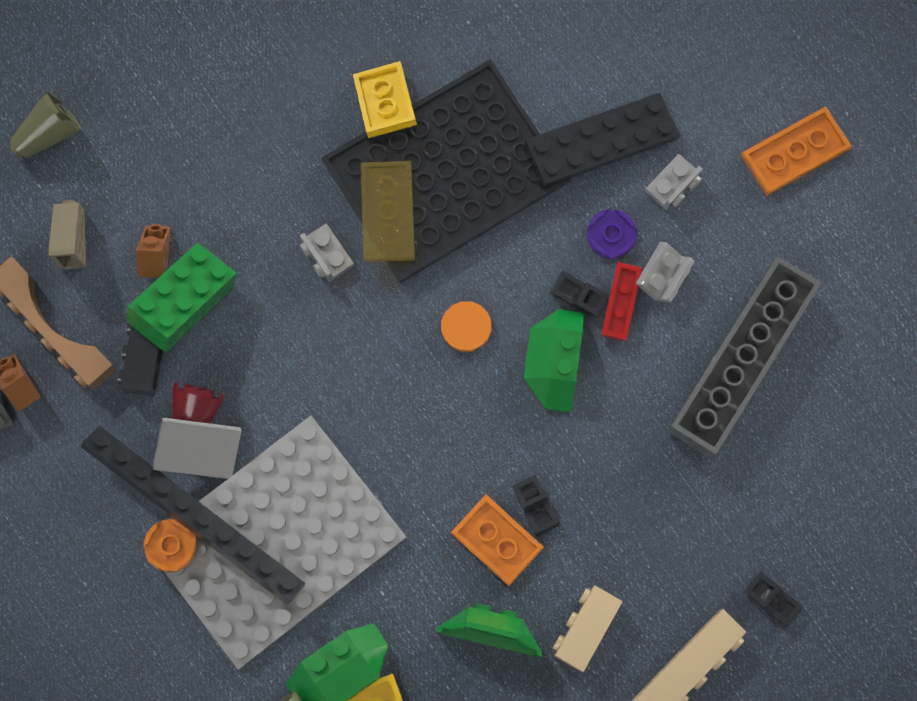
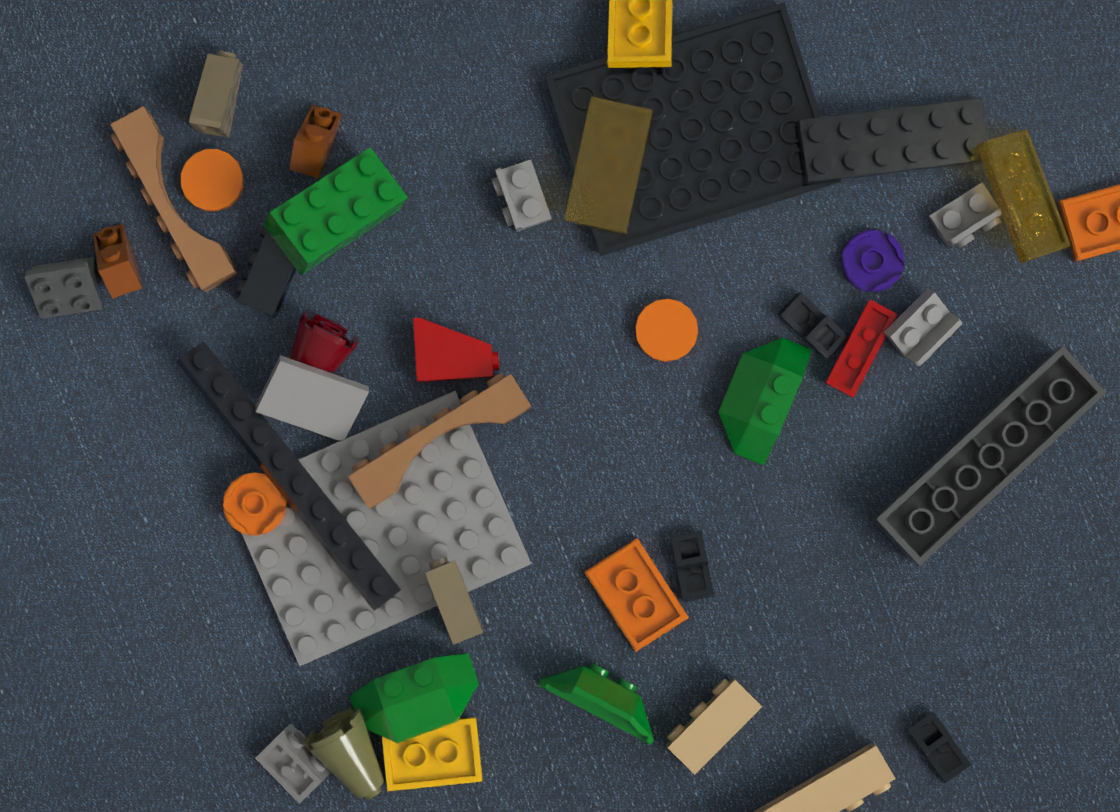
camera: 15 degrees right, 10 degrees up
(79, 302) = (212, 180): none -> orange tile
(300, 387) = (450, 355): none -> red slope
(345, 415) = (382, 477): none -> medium nougat arch
(350, 579) = (453, 600): none -> dark tan slope
(713, 154) = (1023, 195): none -> clear yellow tile

